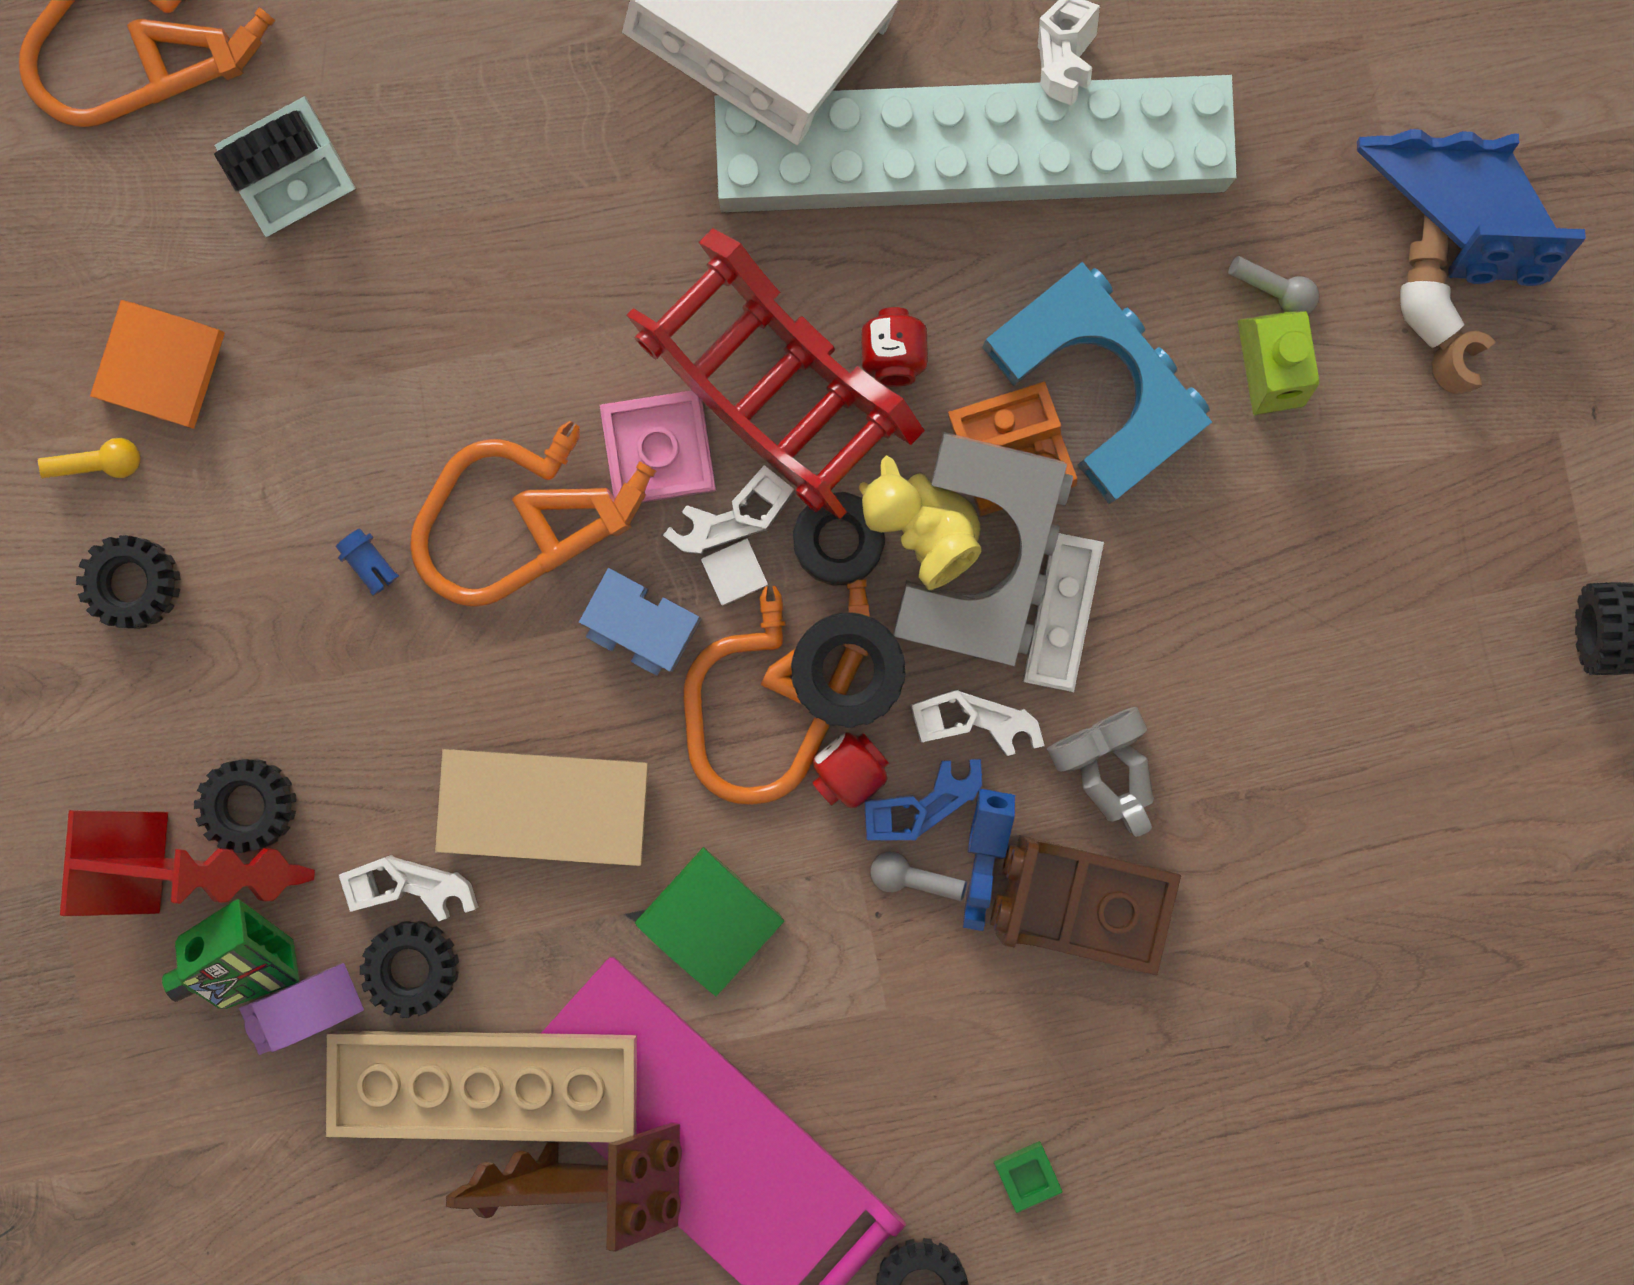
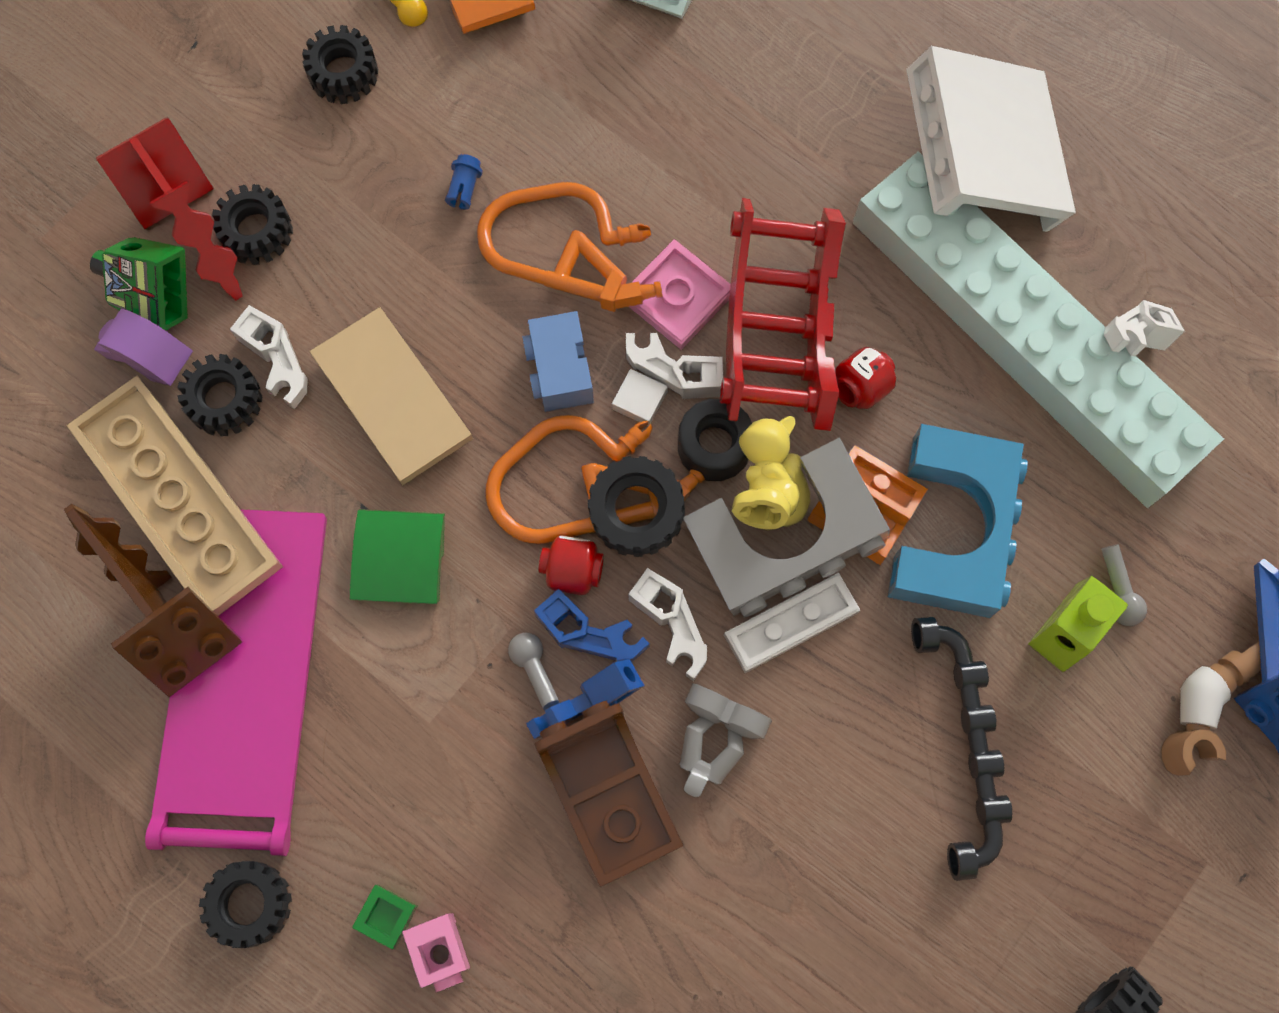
camera: 50 degrees right, 15 degrees down
(1109, 1173) = (421, 943): none -> bright pink brick
(1321, 551) = (982, 762): none -> black bar

